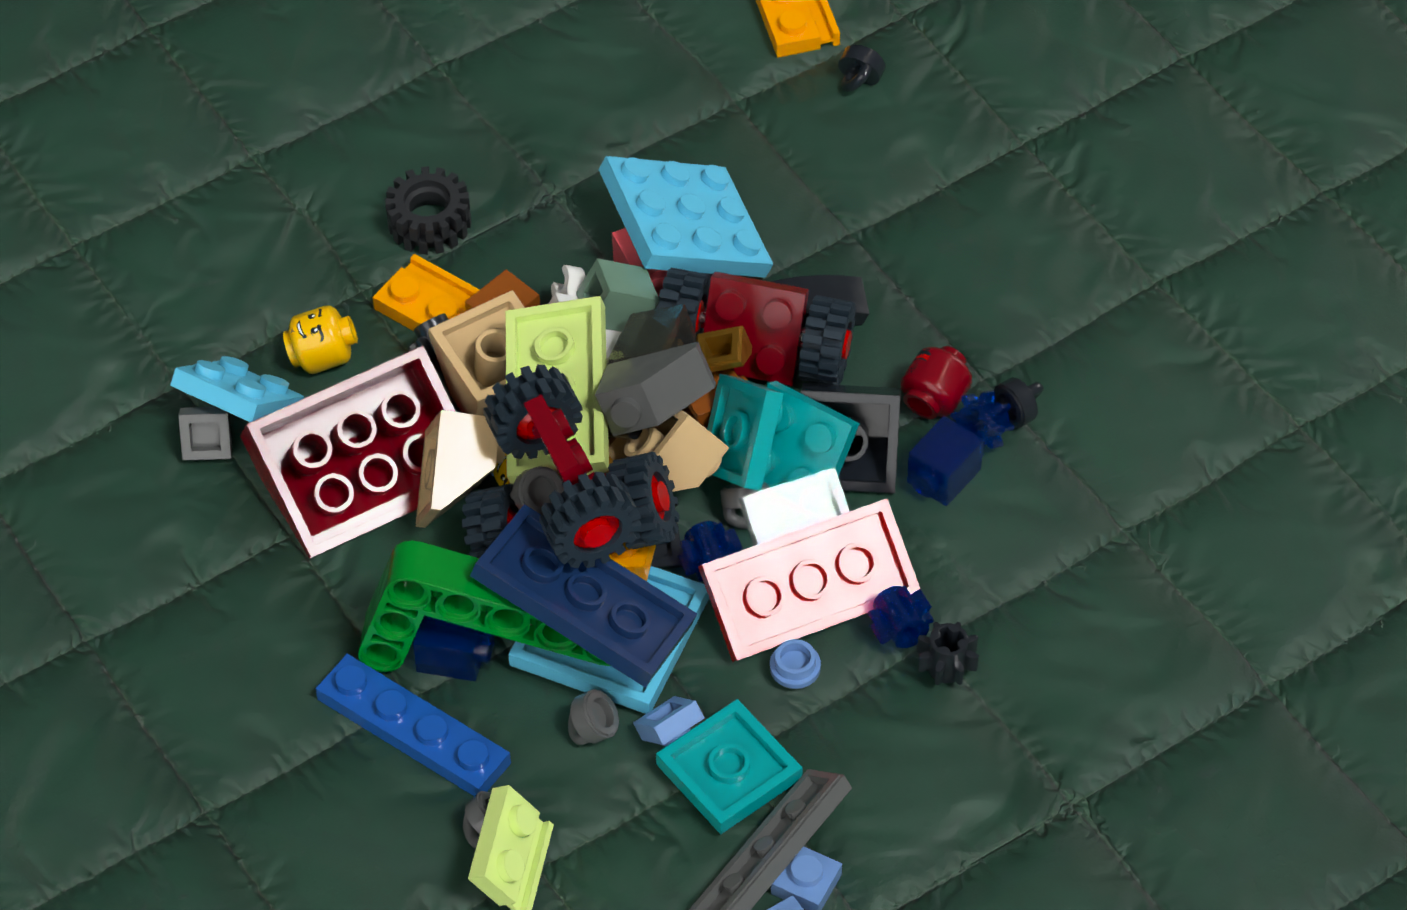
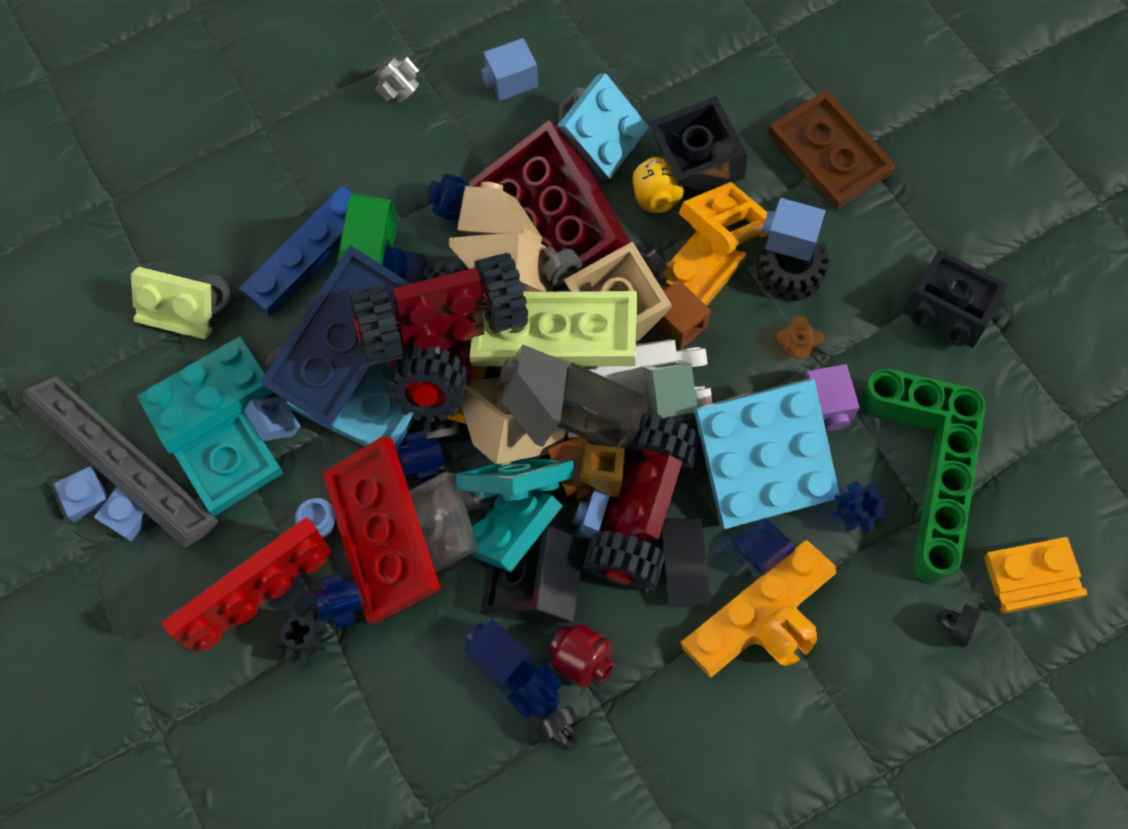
camera: 95 degrees right, 15 degrees up
(132, 508) = (510, 69): none -> medium blue brick
(146, 635) = (396, 79): none -> light grey gear
(263, 174) = (831, 149): none -> reddish brown plate
(268, 283) = (700, 145): none -> black slope
(339, 555) = (447, 196): none -> clear blue gear
(363, 274) = (720, 208): none -> light orange plate
(375, 493) = (493, 211): none -> tan slope
(401, 185) = (793, 229): none -> medium blue brick
(457, 399) = (560, 265): none -> dark grey tile
(475, 60) = (955, 299): none -> black plate
(526, 204) = (800, 348): none -> clear orange plate
(585, 165) = (835, 396): none -> medium lavender brick
(639, 800) = (203, 394): none -> teal plate
(682, 71) = (944, 462): none -> green beam
(738, 144) = (871, 503): none -> clear blue gear
(767, 369) = (589, 515): none -> medium blue plate
(790, 228) = (764, 546): none -> clear blue plate
(868, 228) = (764, 614): none -> light orange plate
(900, 693) = (247, 587): none -> red plate

